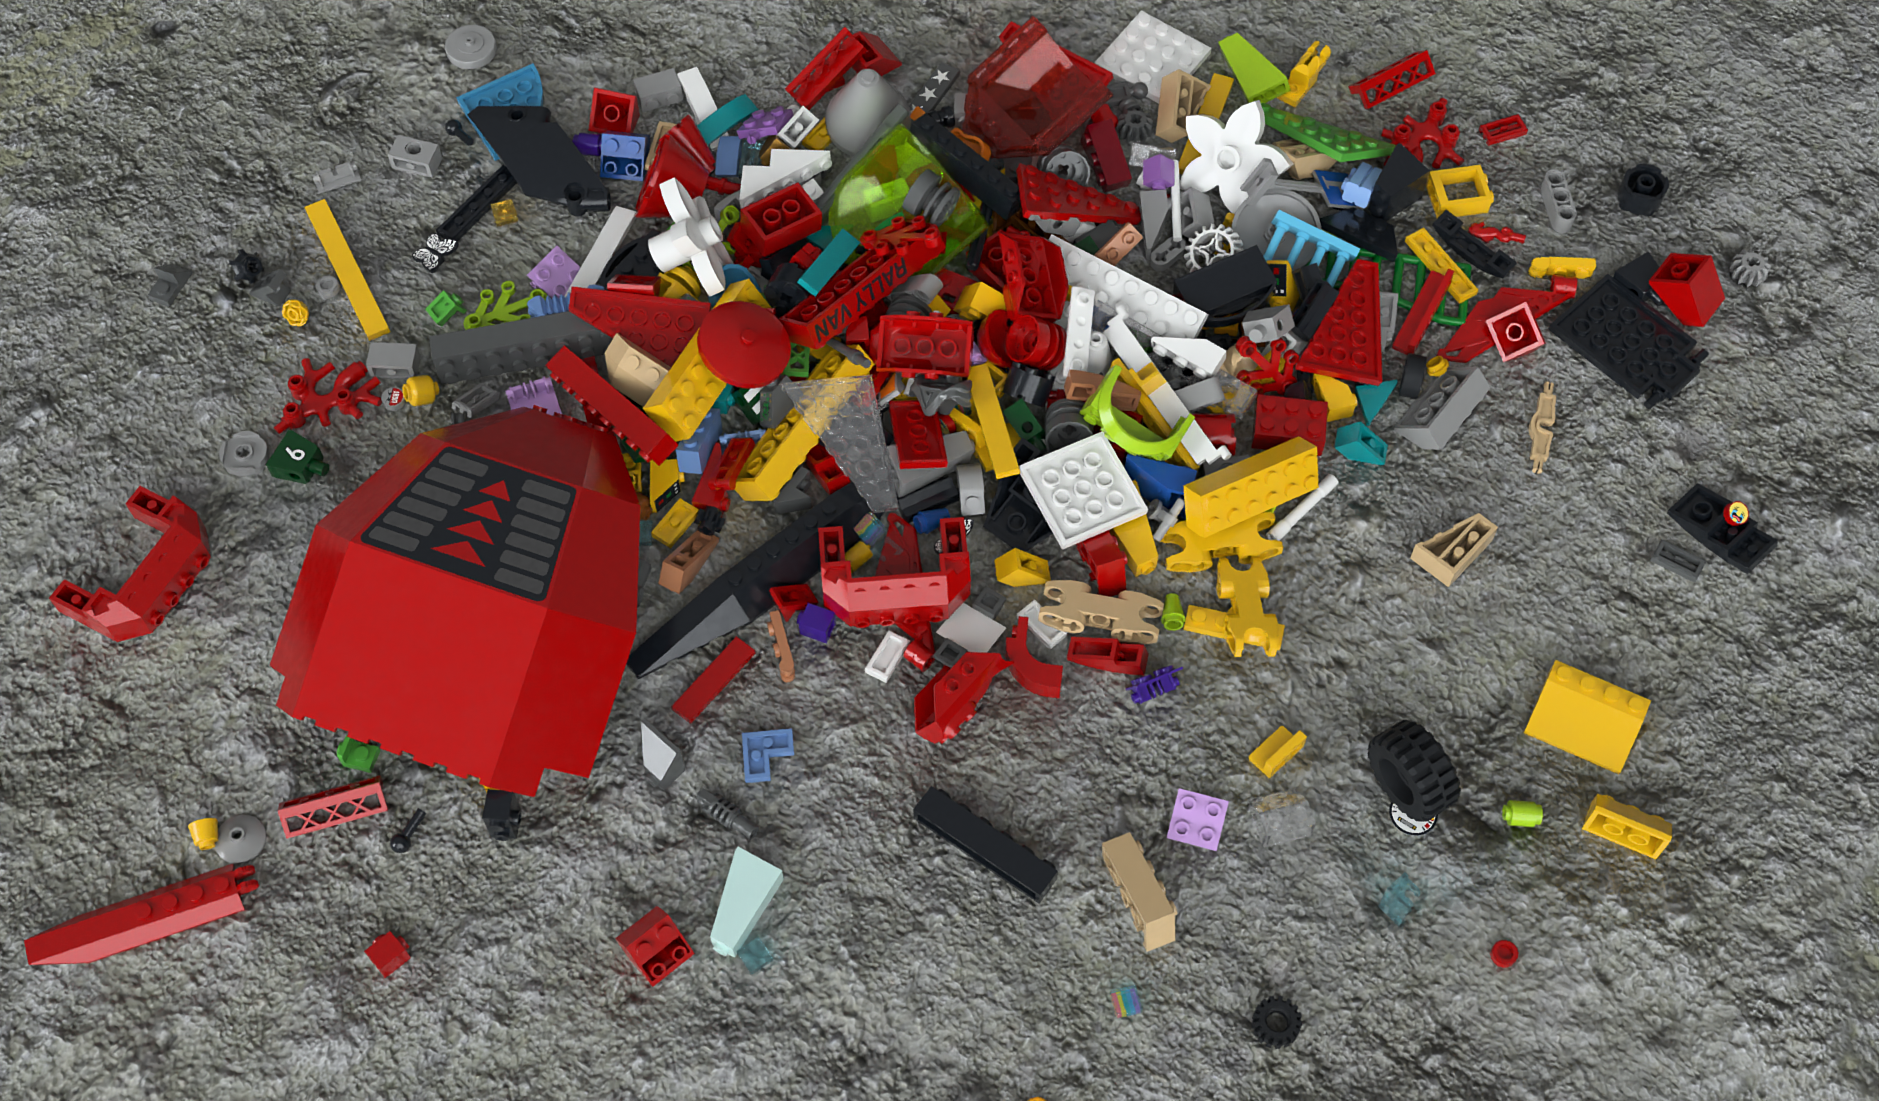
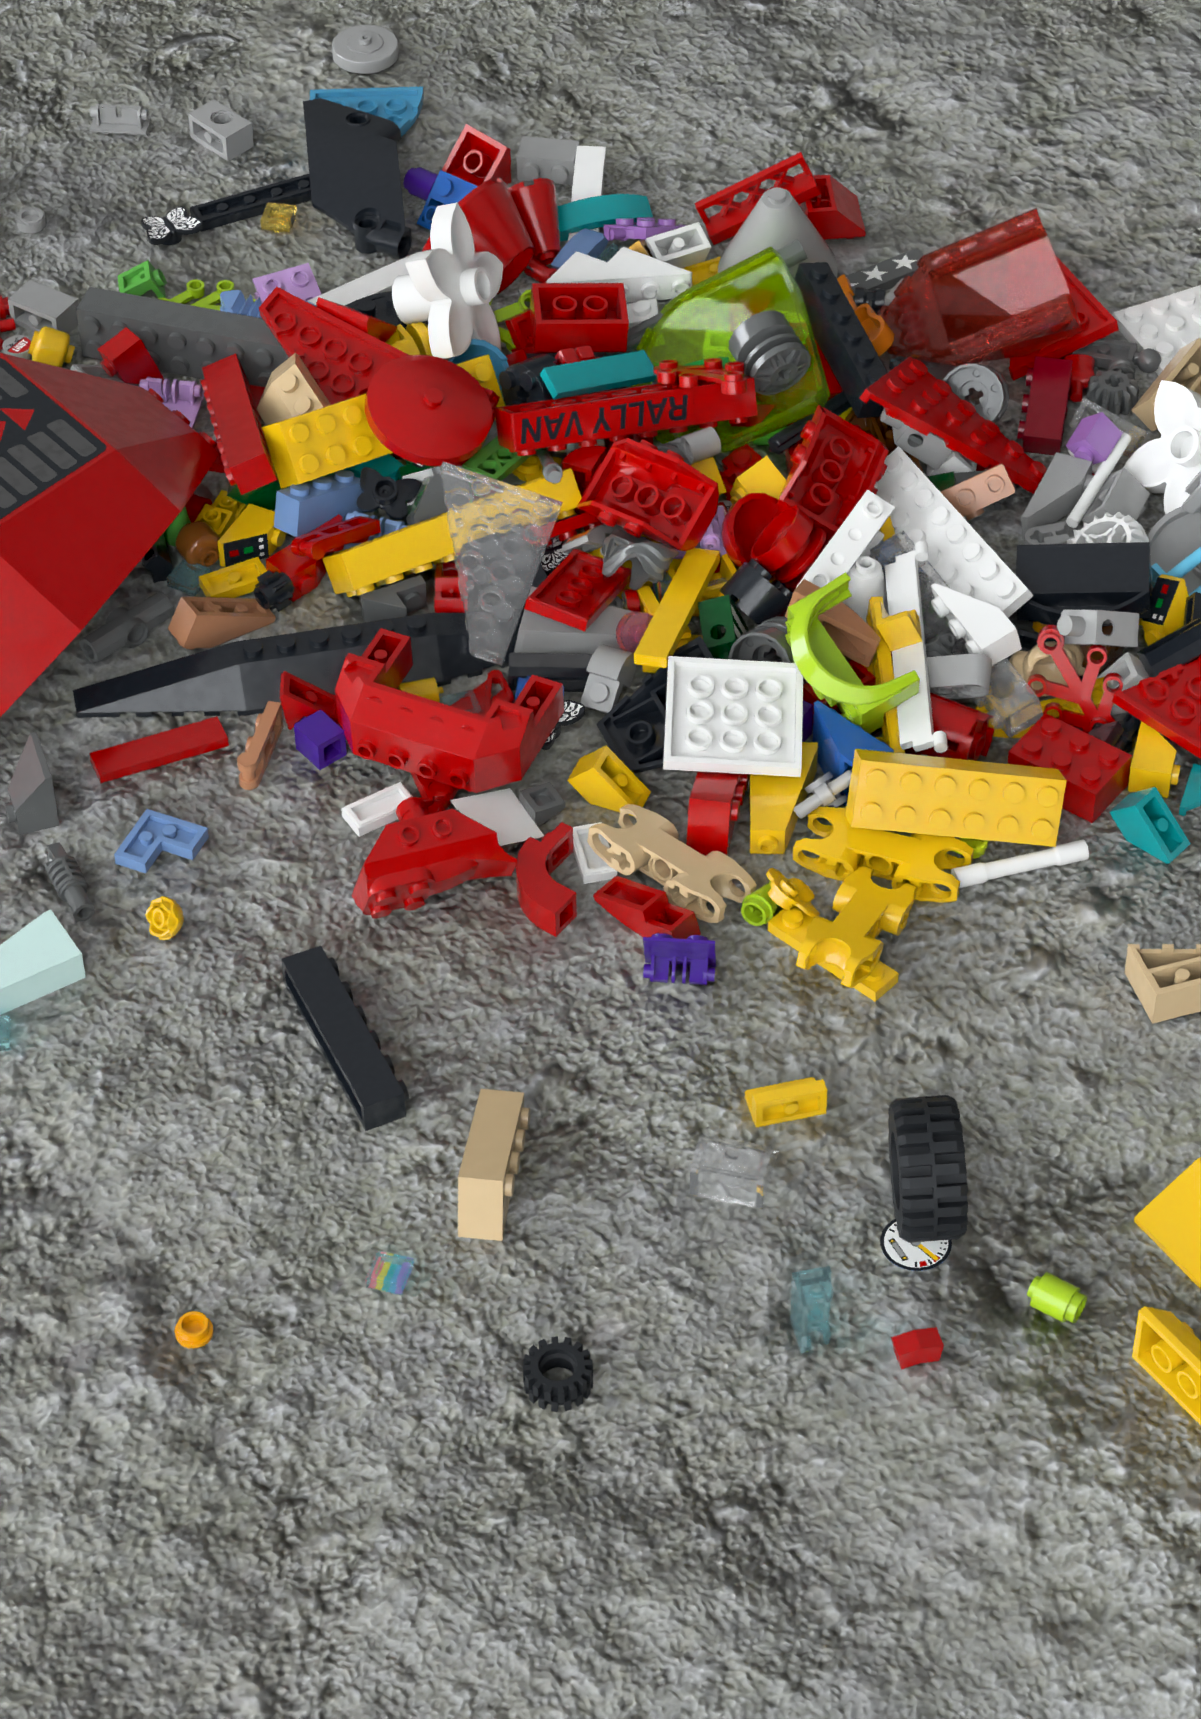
camera: 30 degrees right, 15 degrees down
(347, 270) = (64, 211): yellow tile -> none
(454, 127) = (289, 122): black bar -> none
(489, 380) = (128, 358): none -> red slope
(739, 414) = (386, 493): none -> black animal
(810, 811) = (164, 918): none -> yellow plate
(869, 528) = (456, 673): clear light blue tile -> none
(974, 450) = (631, 629): none -> clear pink wheel
(1188, 599) = (791, 893): none -> yellow plate
(1197, 819) = (625, 1123): lavender hinge -> none
(1466, 889) = (917, 1347): none -> red piece
(1504, 953) = (916, 1439): red tile -> none

